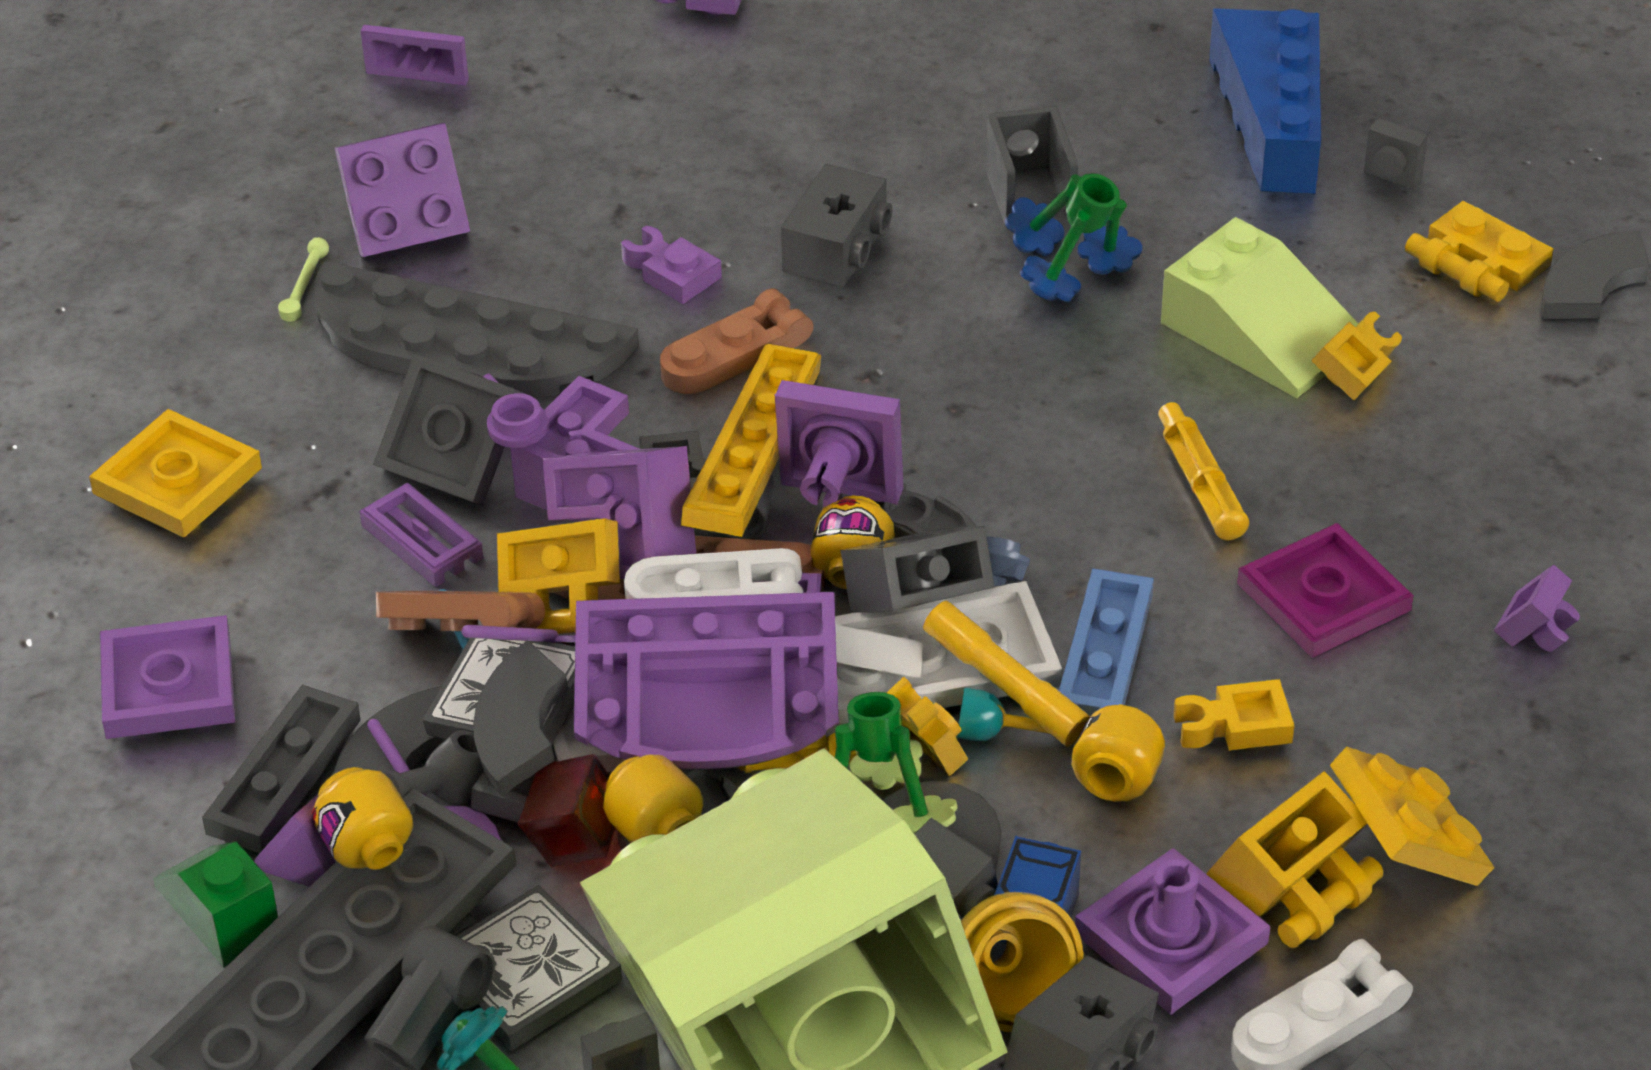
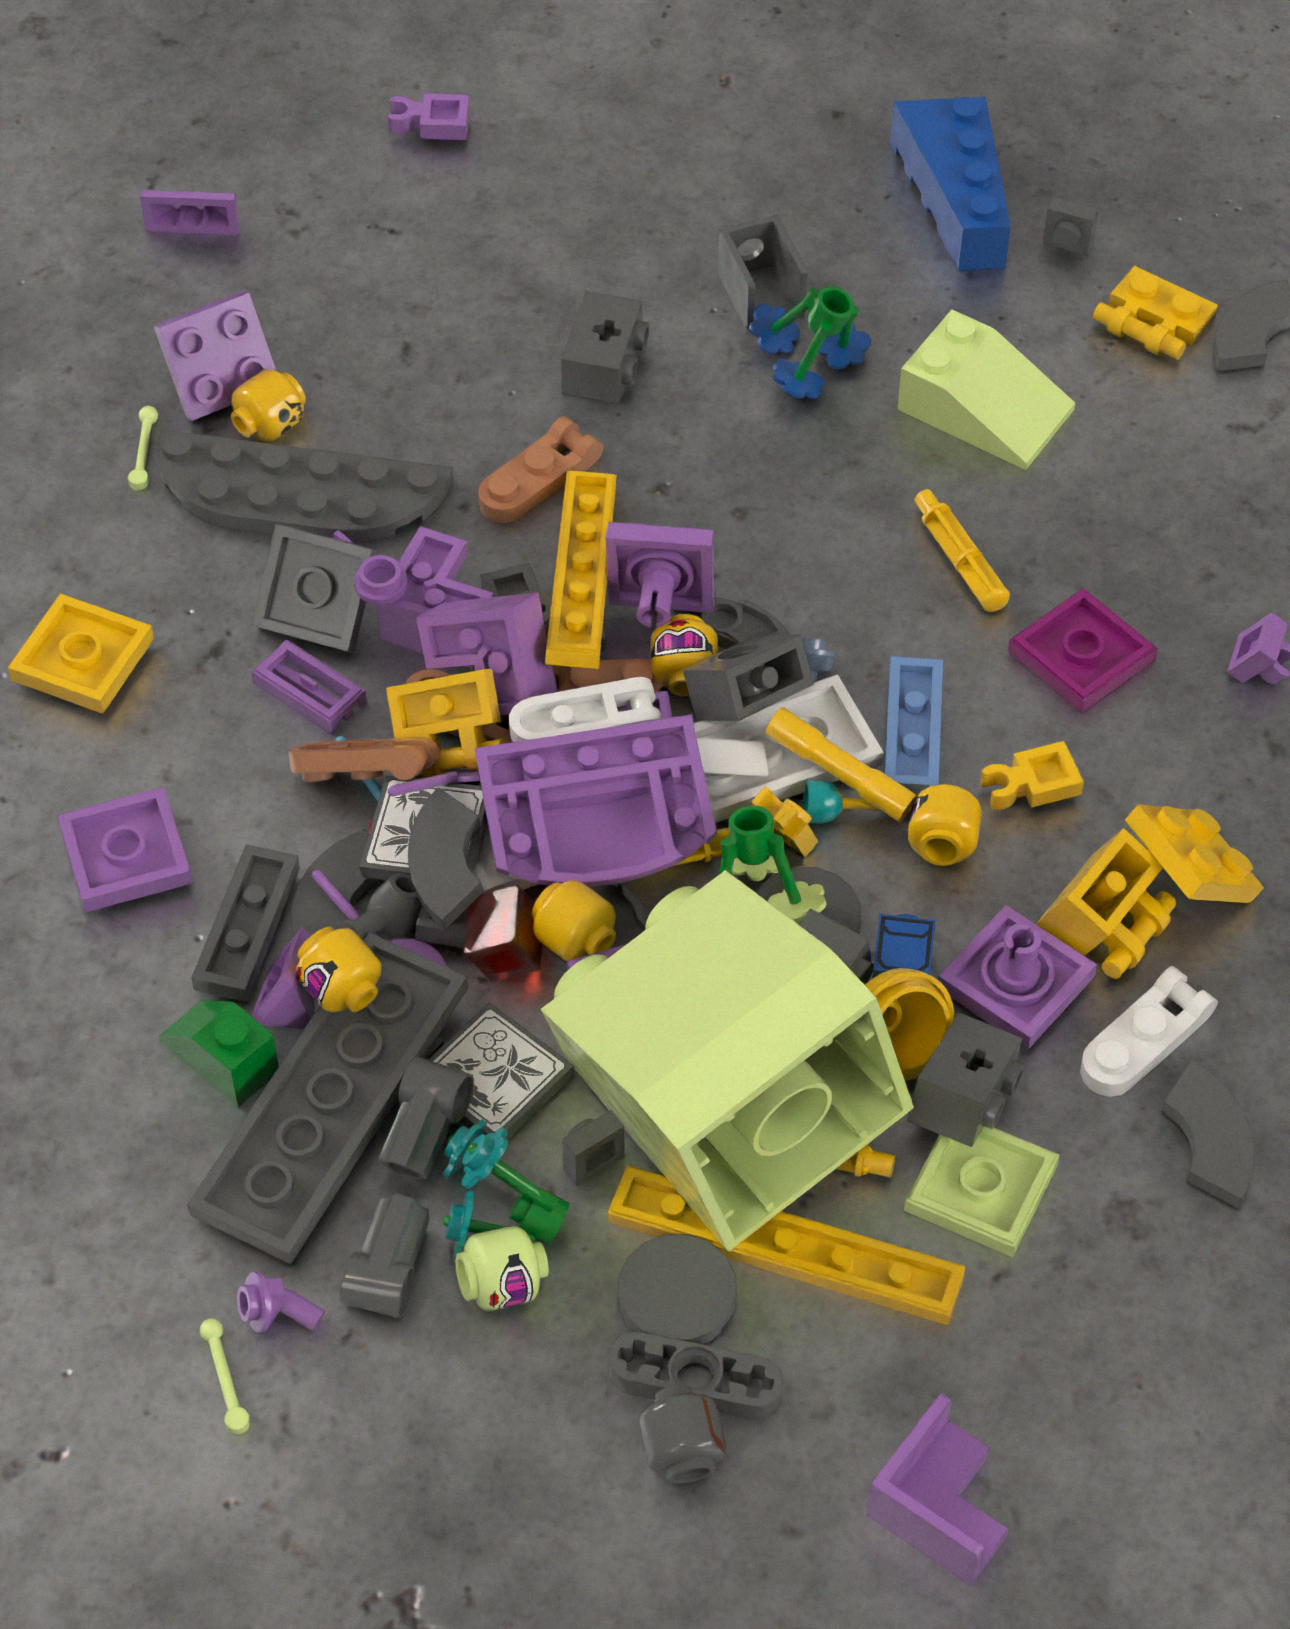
camera: 10 degrees left, 10 degrees up
(448, 247) = (267, 405): none -> yellow head
(674, 269) = (468, 402): medium lavender plate -> none
(1356, 355) = (1071, 427): yellow plate -> none

